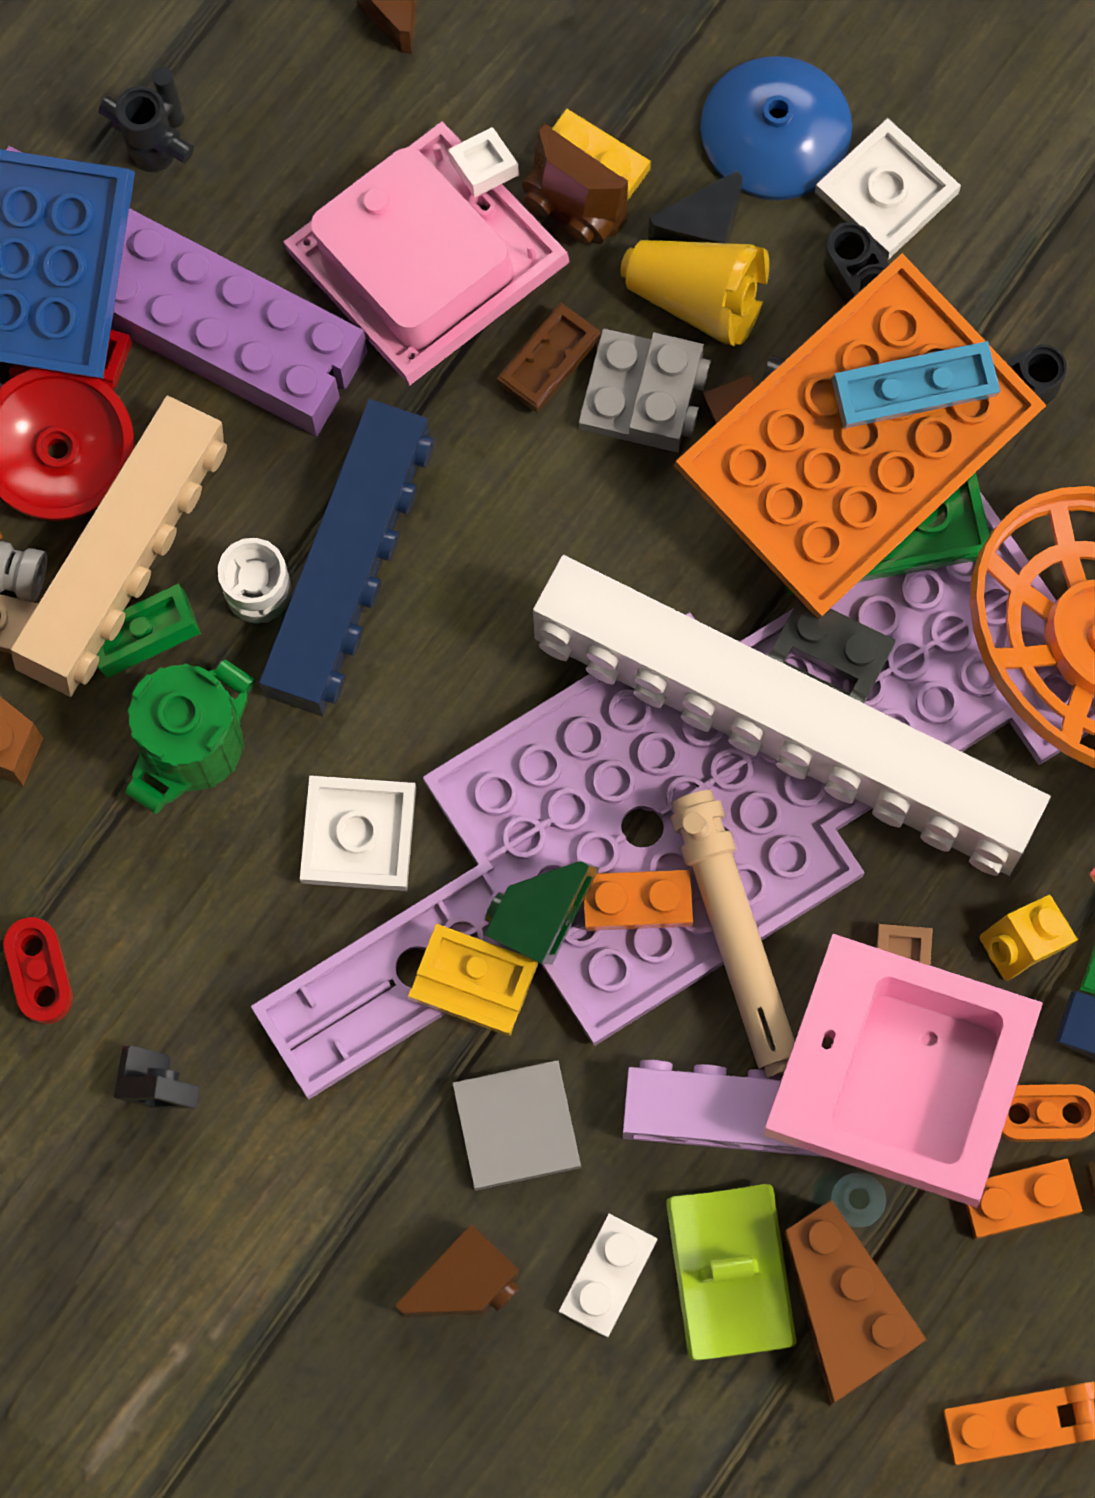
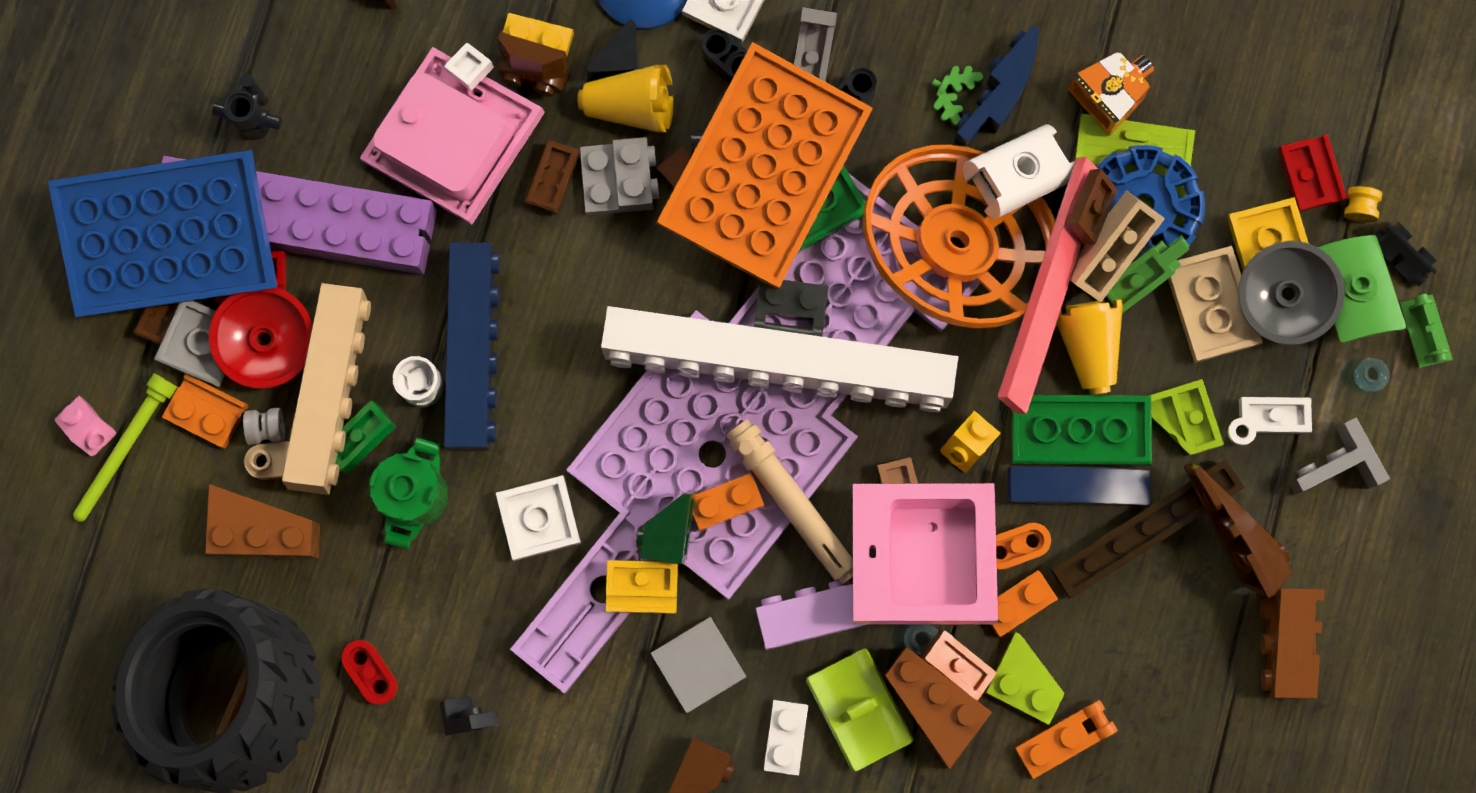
camera: 20 degrees left, 5 degrees up
(901, 1254) = (958, 664): none -> plate
(915, 384) = (789, 123): dark azure plate -> none
(992, 1319) = (1025, 682): none -> lime wing
(997, 284) = (815, 41): none -> light grey bracket

